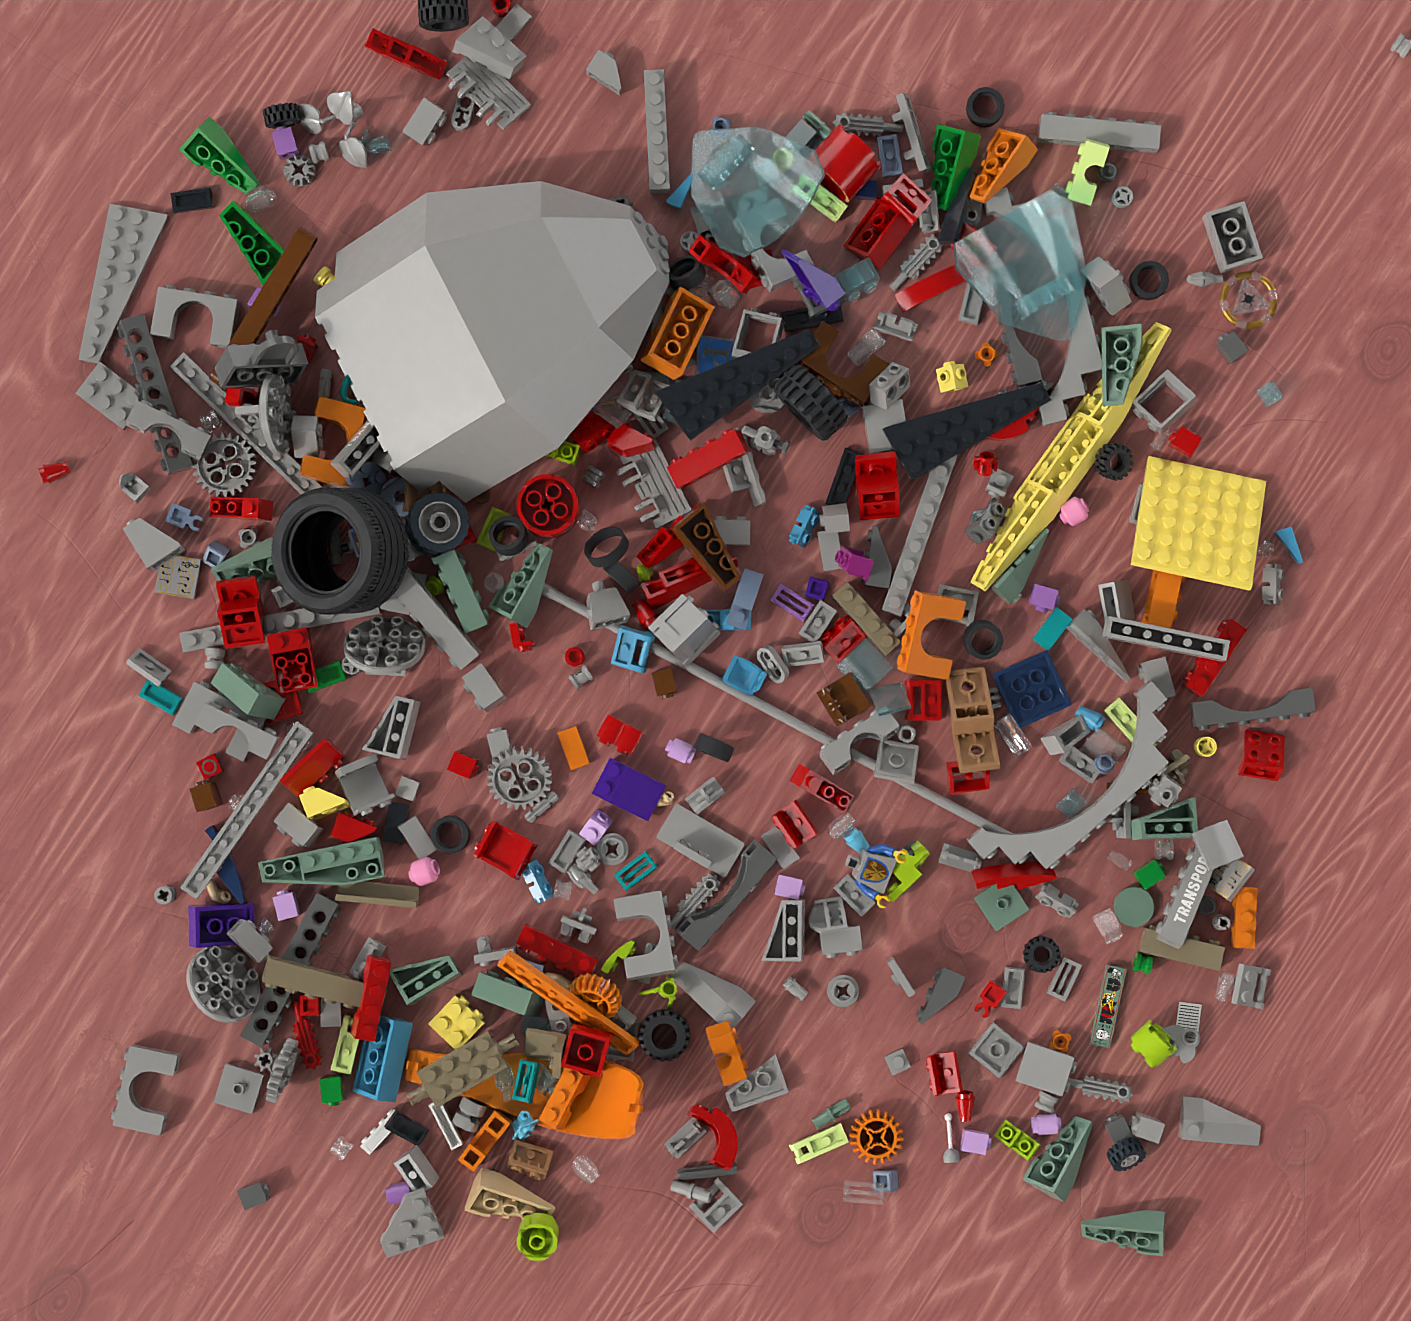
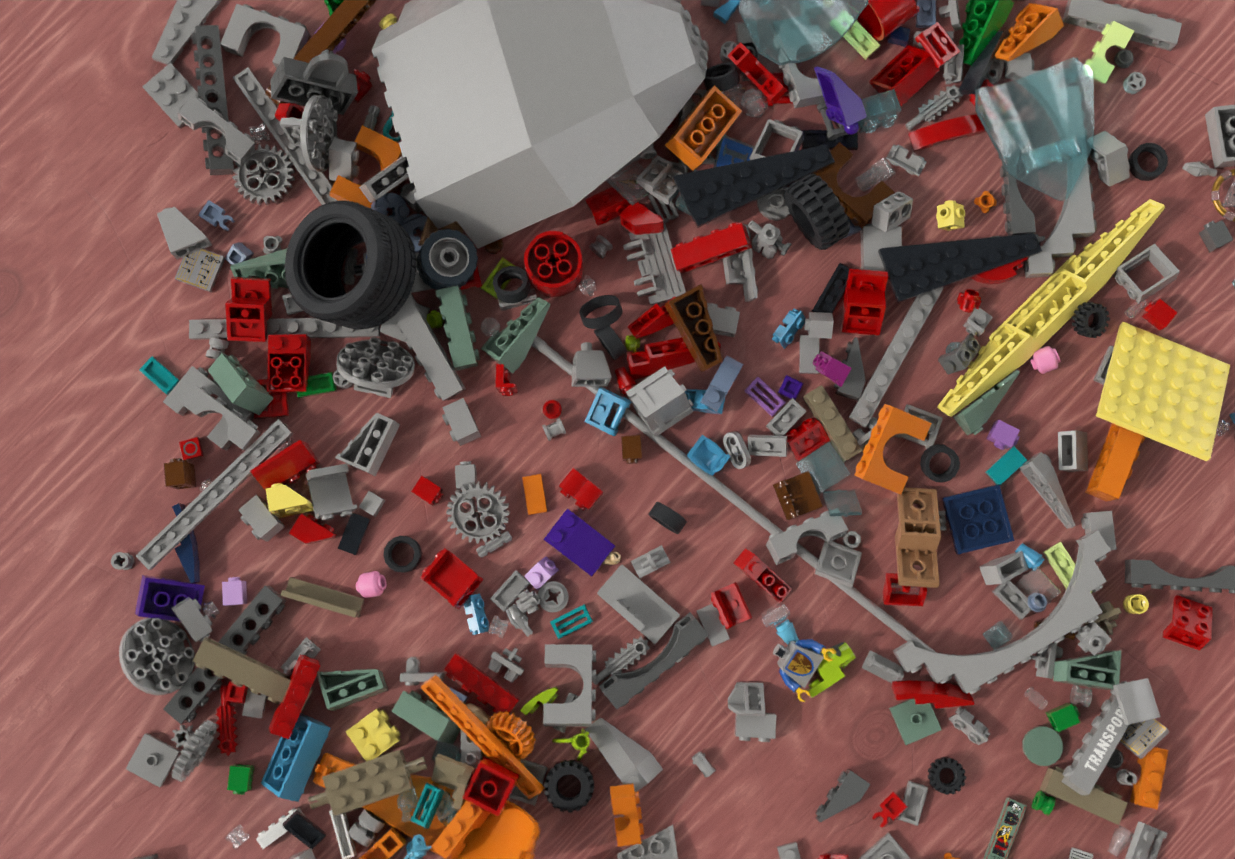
camera: 10 degrees right, 5 degrees down
(52, 472) = (105, 153): red cone -> none
(129, 1112) = (42, 762): light grey arch -> none
(133, 486) = (175, 178): light grey plate -> none
(149, 667) = (154, 345): light grey plate -> none
(218, 895) = (171, 569): tan arm -> none
(241, 508) = (271, 216): red slope -> none
(329, 866) = (282, 561): sand green wedge -> none
(345, 1048) = (262, 741): yellowish green plate -> none
(417, 837) = (370, 551): light grey tile -> none
(566, 453) = (576, 219): lime slope -> none
(624, 1018) = (533, 762): light grey slope -> none
(680, 750) = (635, 515): lavender brick -> none
(788, 933) = (706, 709): light grey wedge -> none
(789, 887) = (715, 664): lavender brick -> none
(843, 1000) = (758, 775): light grey gear -> none
(853, 895) = (775, 685): light grey plate -> none
(899, 977) = (806, 772): light grey plate -> none
(930, 700) = (879, 511): red plate -> none
(971, 306) = (979, 154): light grey tile -> none
(1012, 735) = (955, 558): clear tile -> none
(1062, 981) = (970, 808): light grey tile -> none
(1108, 926) = (1015, 760): clear bracket -> none
(1119, 357) = (1112, 224): sand green wedge -> none
(1166, 639) = (1121, 491): light grey brick -> none
(1206, 669) = (1157, 521): red brick -> none
(1274, 577) = (1221, 469): light grey hinge -> none

